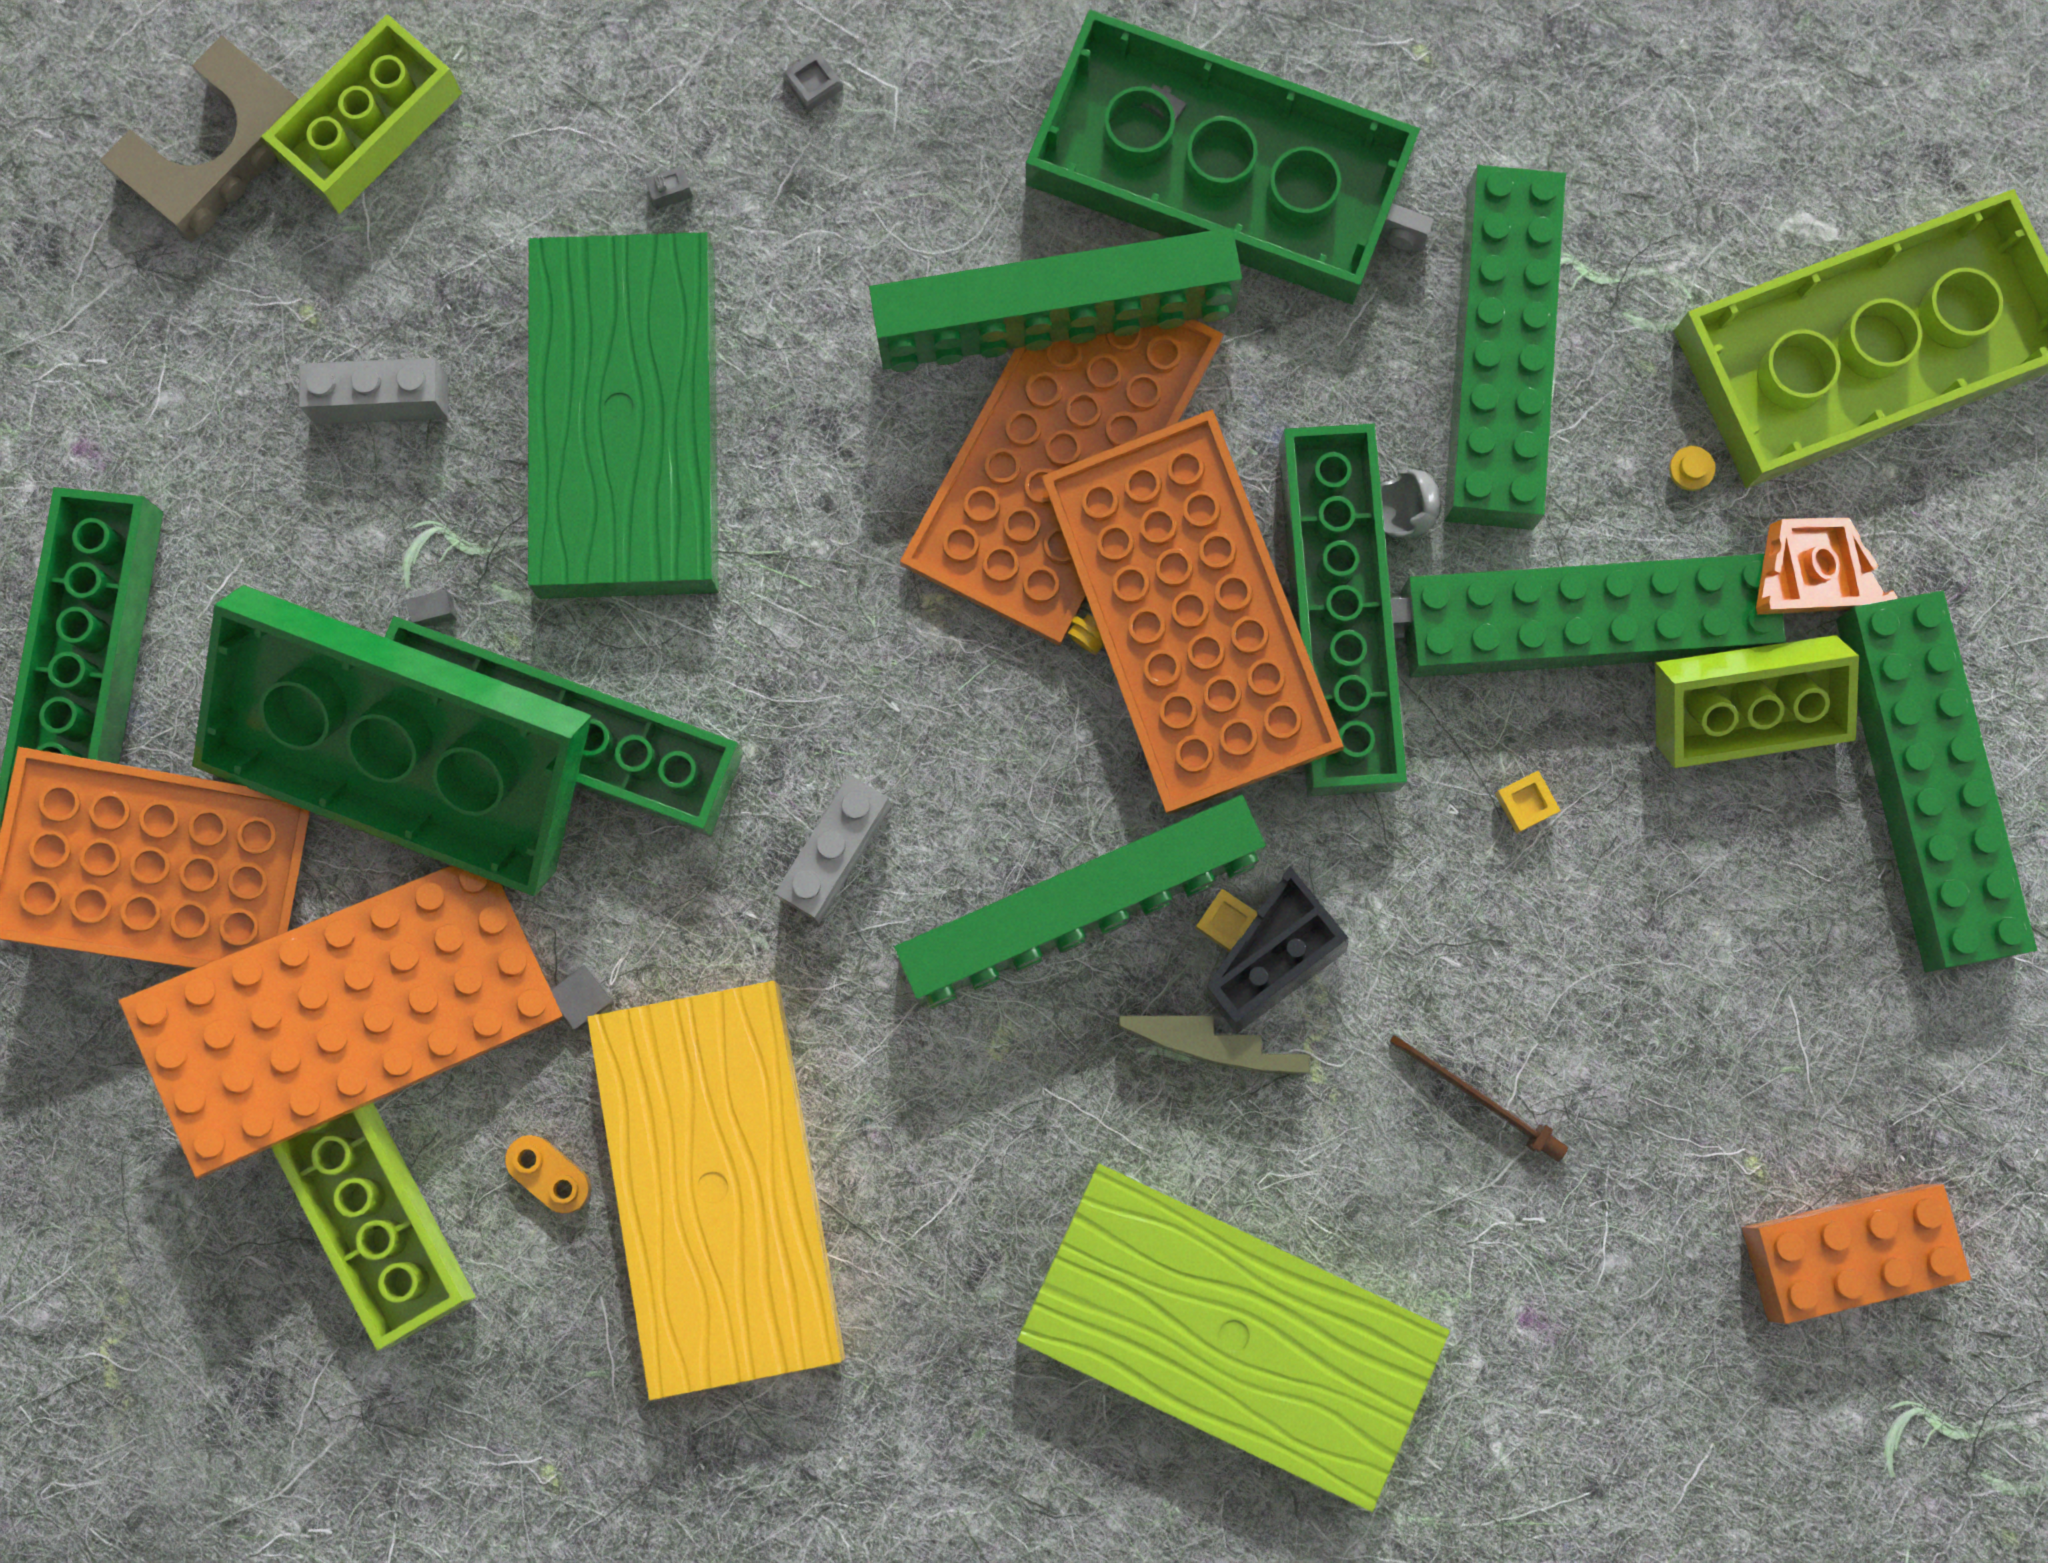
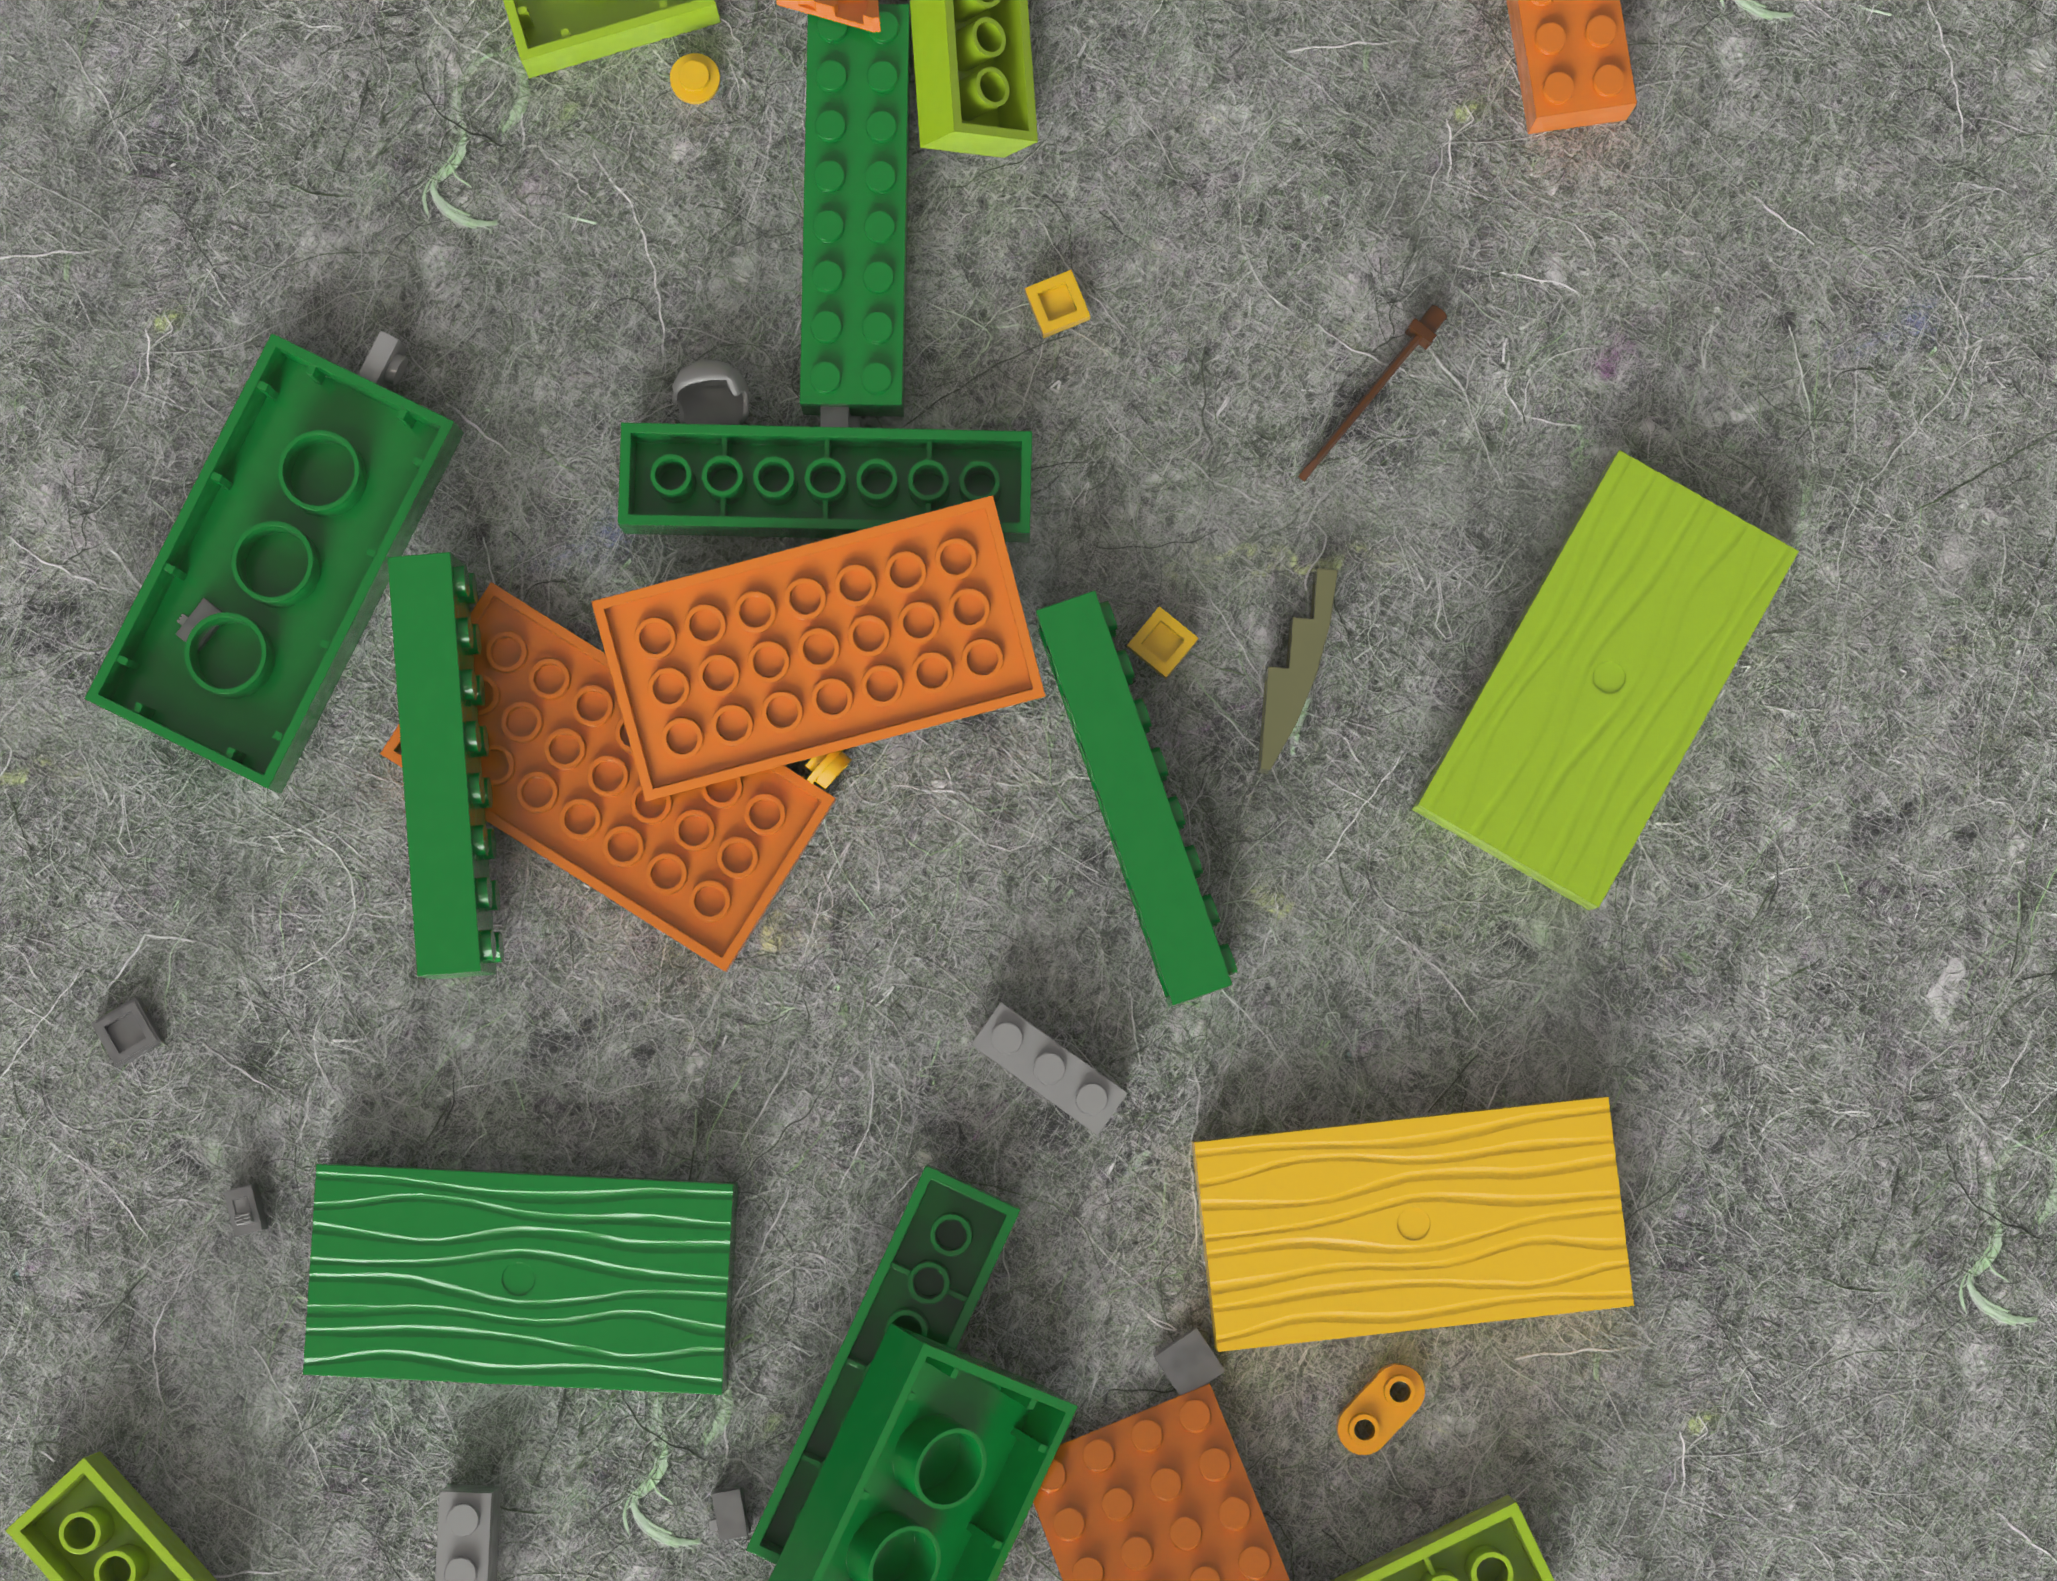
camera: 85 degrees left, 5 degrees up
(1276, 954) = (1205, 592): black wedge -> none
(1505, 348) = (535, 267): green brick -> none

